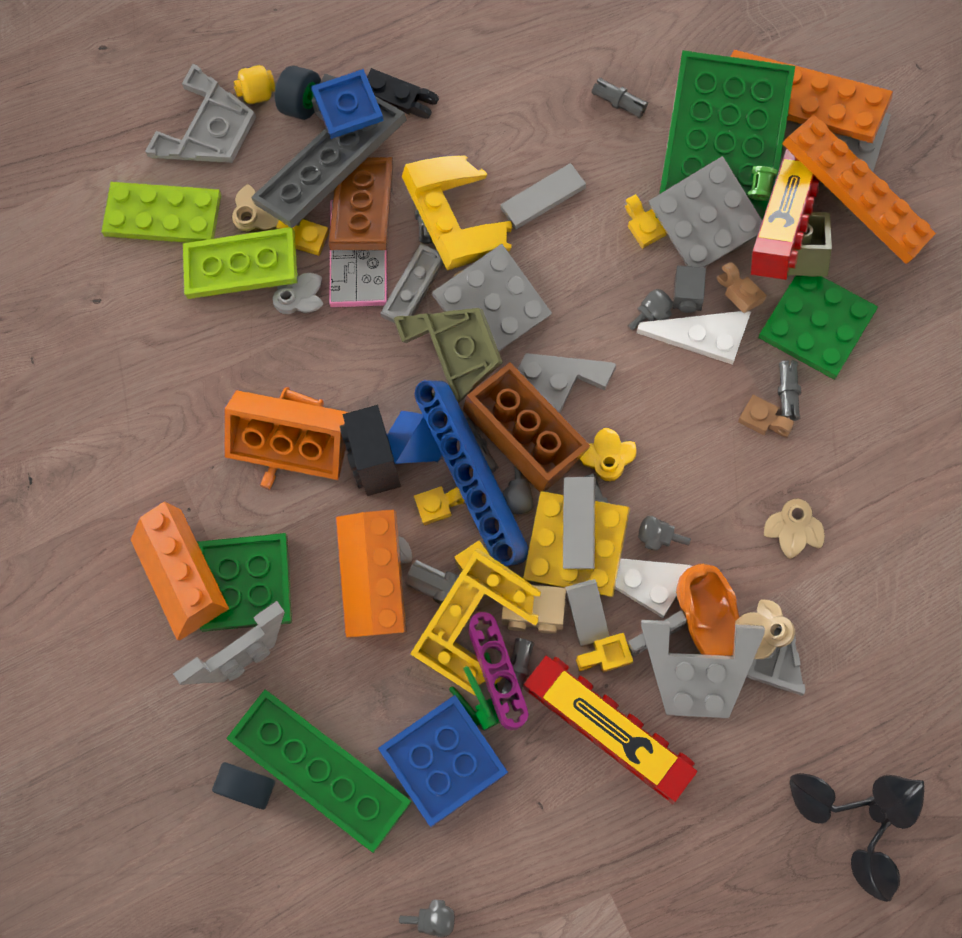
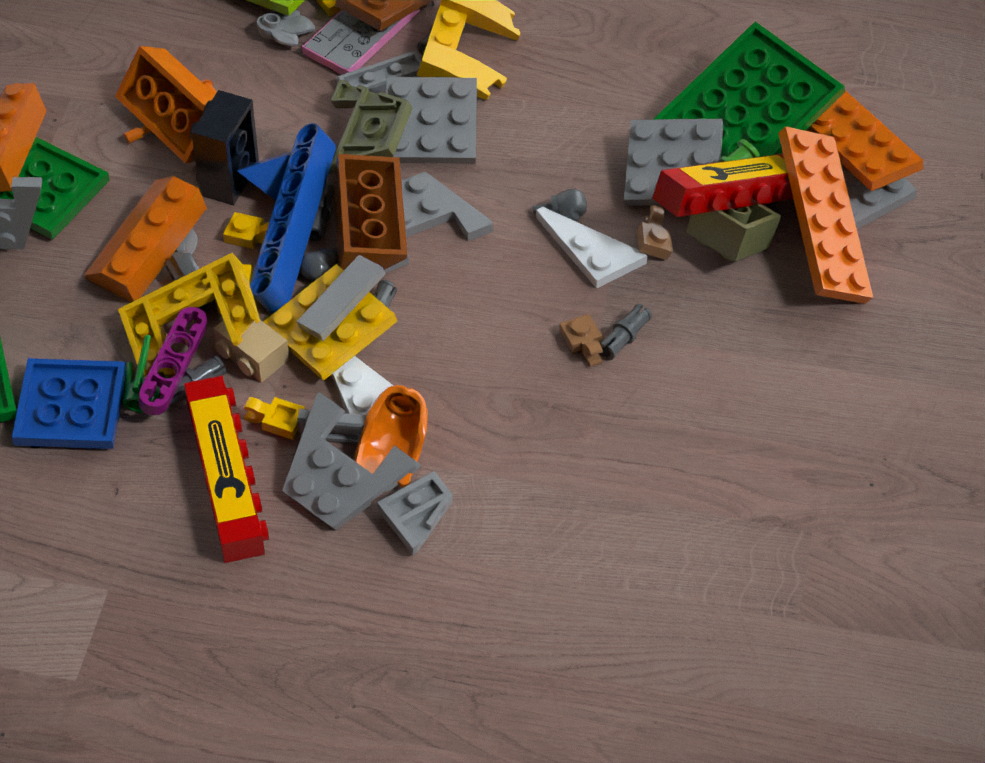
camera: 30 degrees right, 20 degrees down
(543, 196) = (551, 77): light grey tile -> none
(587, 612) = (289, 370): light grey tile -> none
(609, 450) = (422, 282): yellow plate -> none
(619, 97) = (686, 46): dark grey pin -> none
(644, 224) = (617, 143): yellow plate -> none
(658, 533) = (406, 360): dark grey piece -> none
(689, 288) = (608, 206): dark grey brick -> none
(771, 617) = (428, 480): tan plate -> none
(795, 533) = (526, 434): tan plate -> none
(818, 323) = (701, 301): green plate -> none
(893, 802) = (393, 672): black plant -> none

